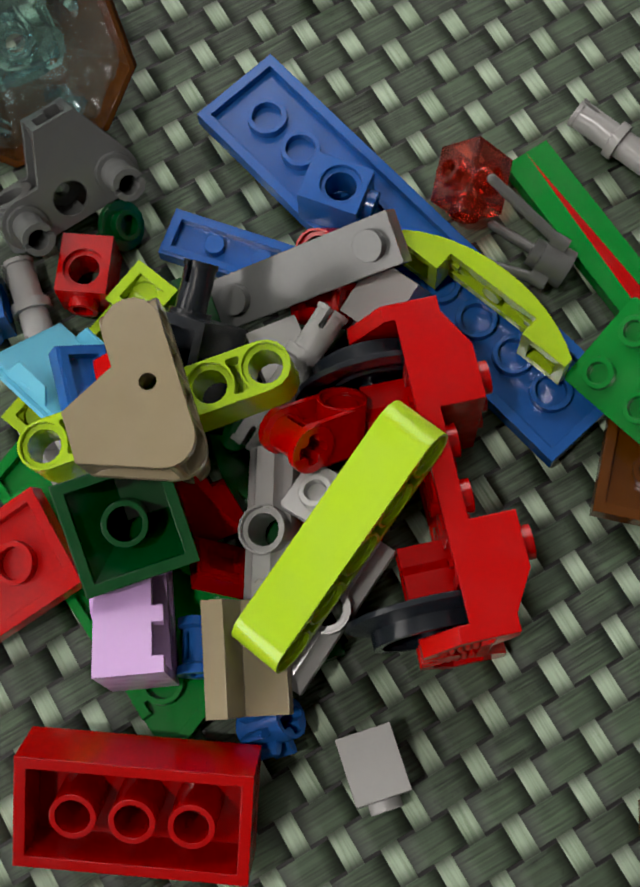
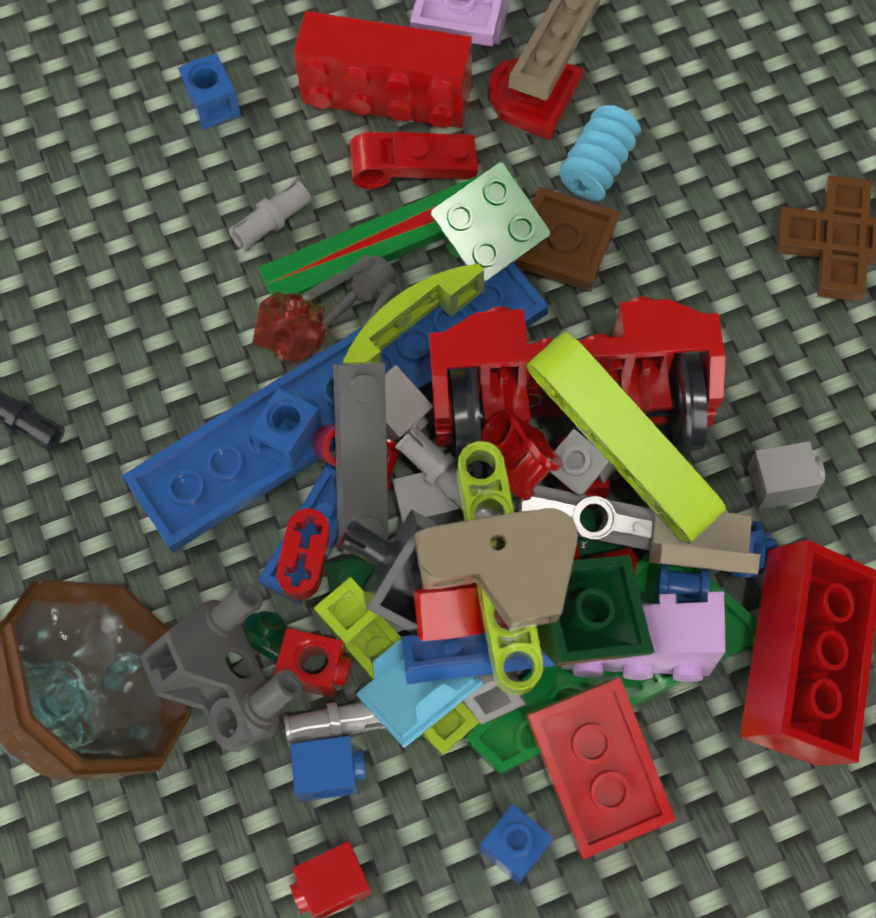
camera: 85 degrees left, 5 degrees down
(204, 242) = (293, 551): none -> red beam

